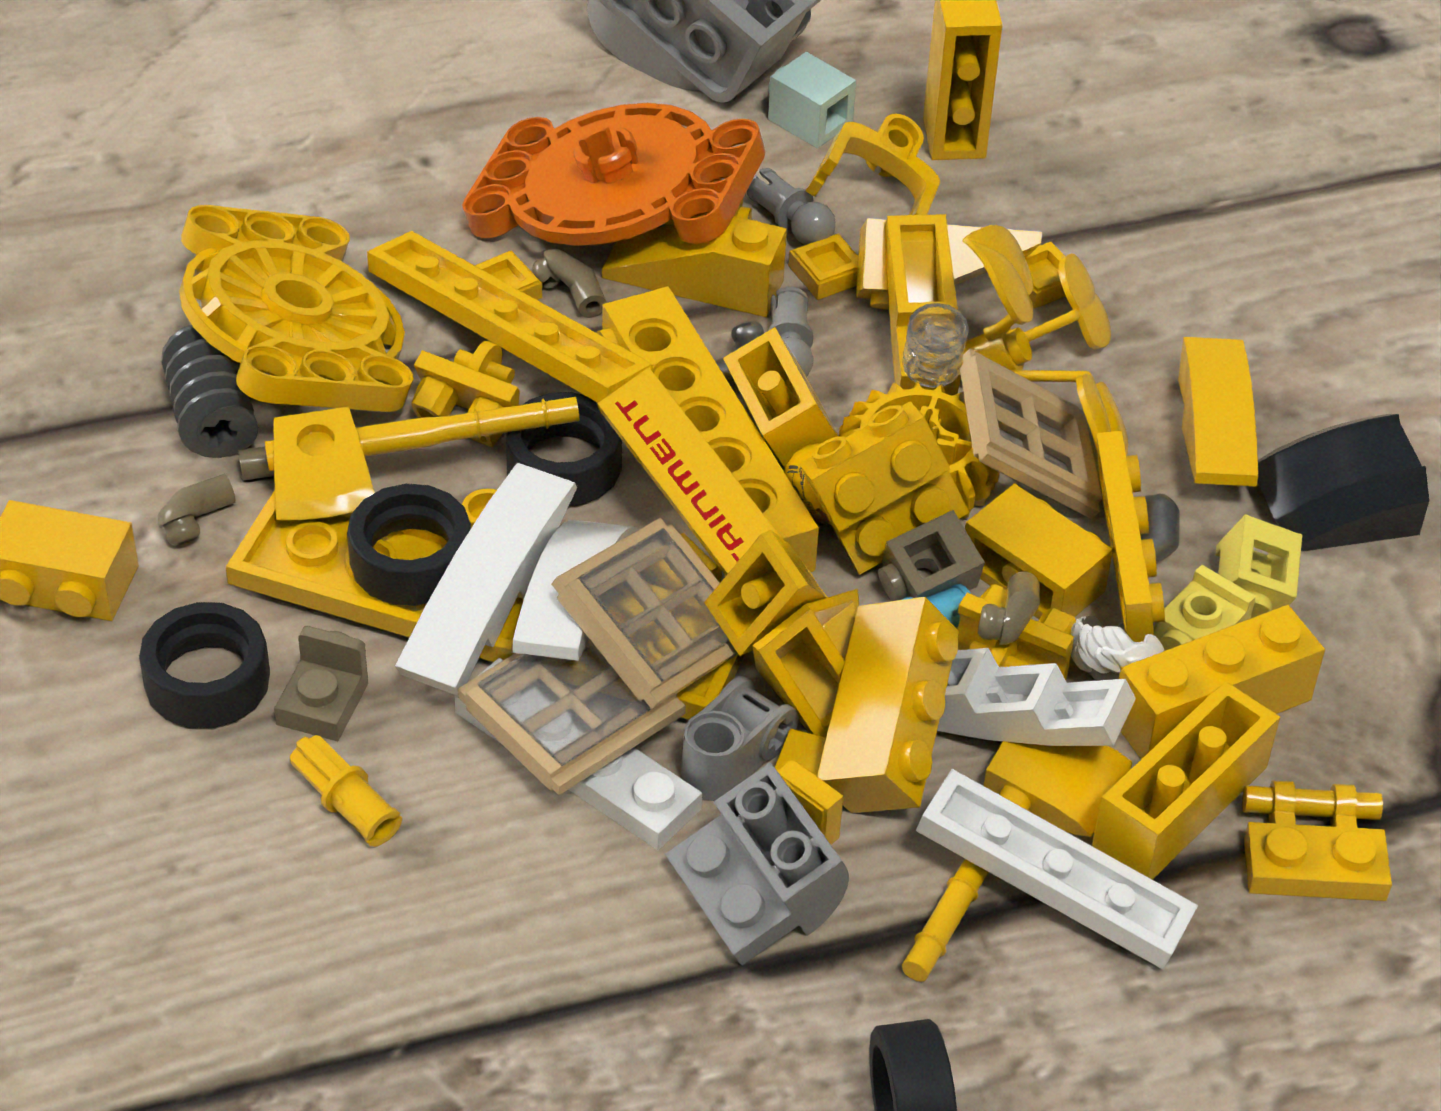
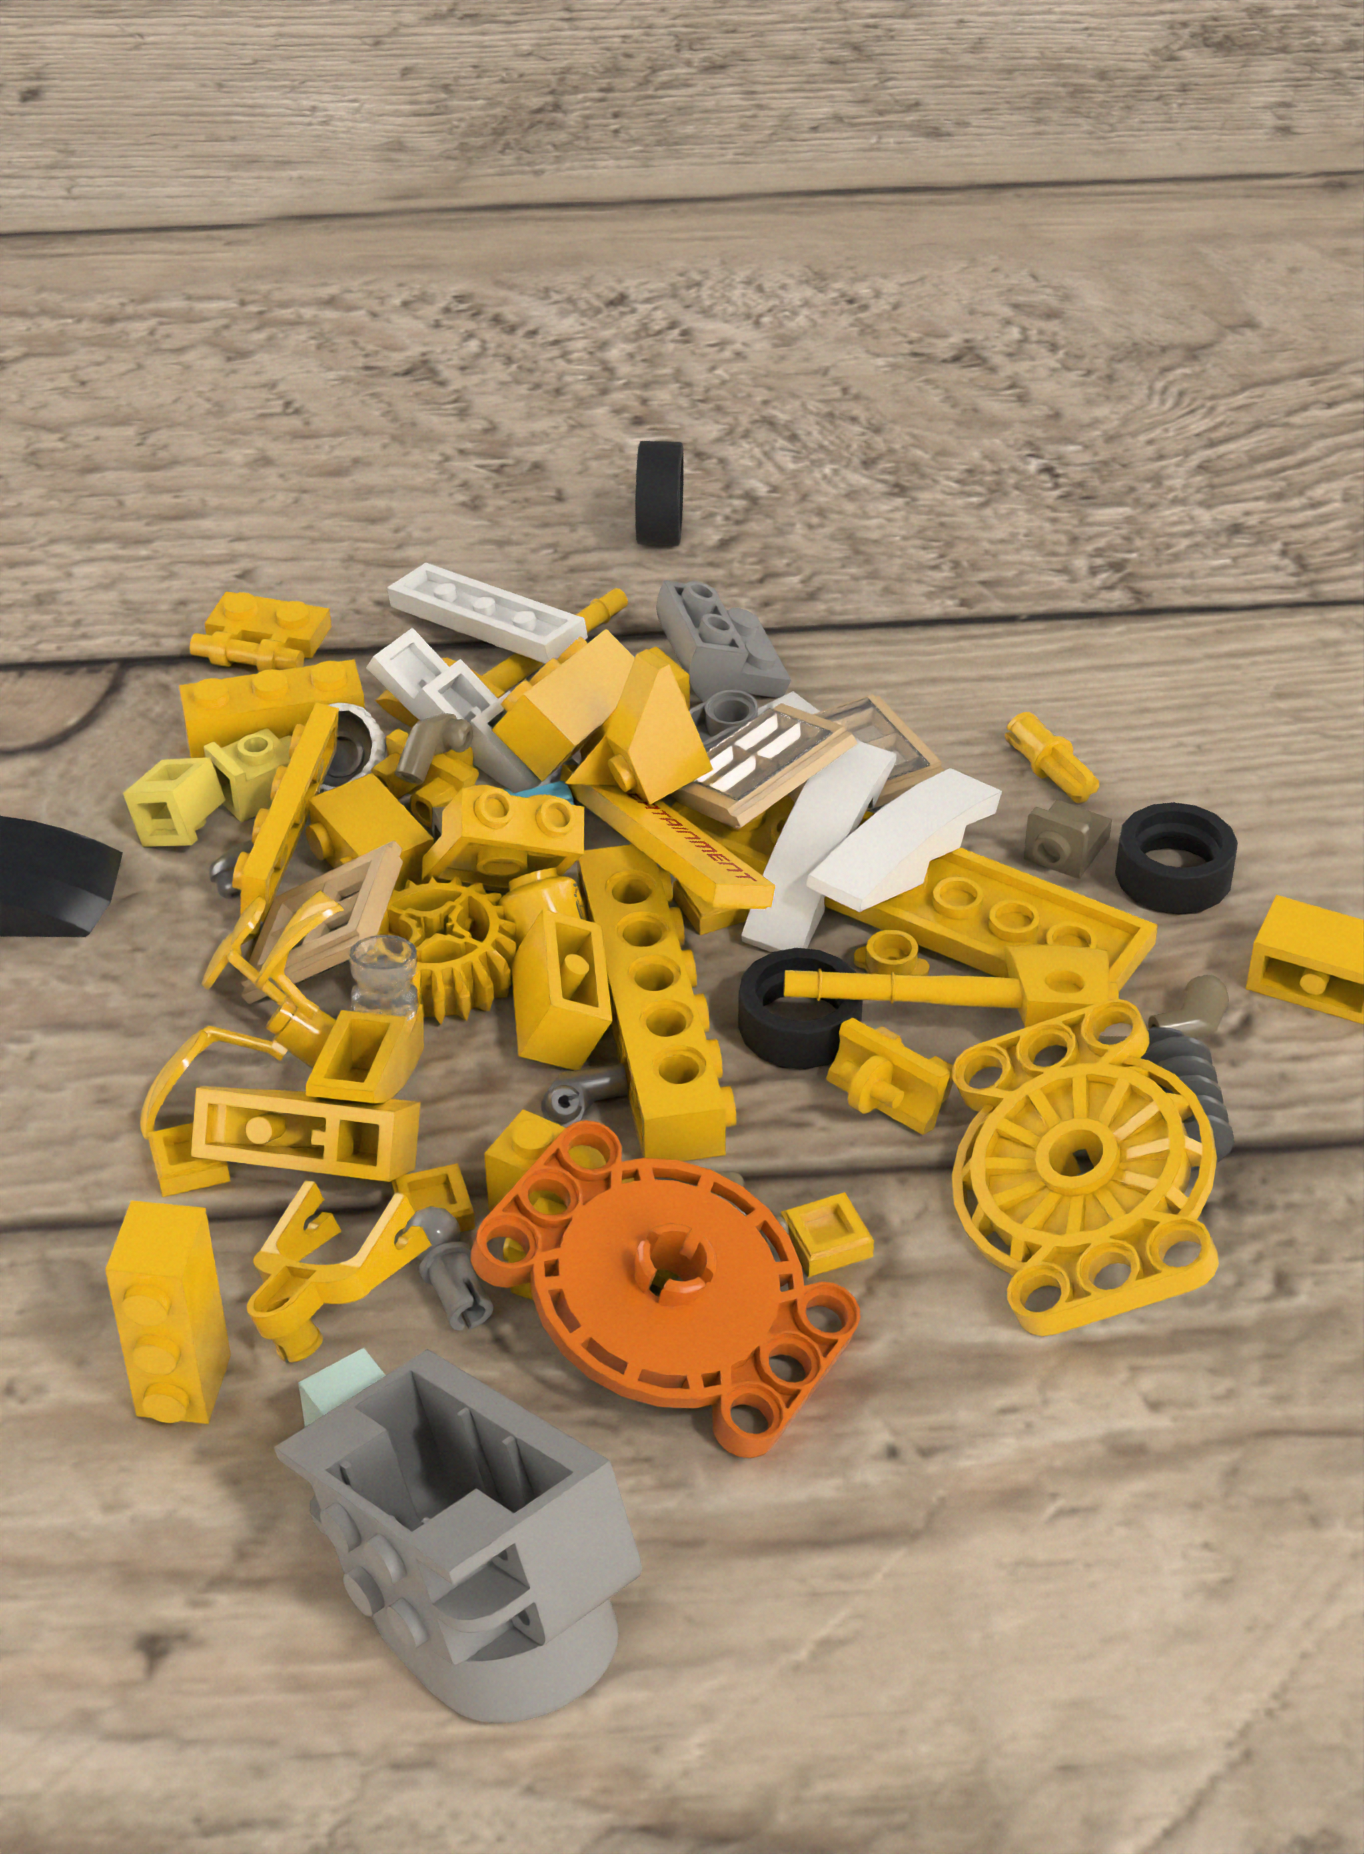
camera: 165 degrees left, 5 degrees down
(397, 510) = (969, 917): black tyre -> none
(505, 315) = (842, 1133): yellow plate -> none
(790, 319) = (525, 1078): light grey pin -> none
(1185, 781) = (353, 627): yellow brick -> none
(1218, 411) = (110, 942): yellow slope -> none

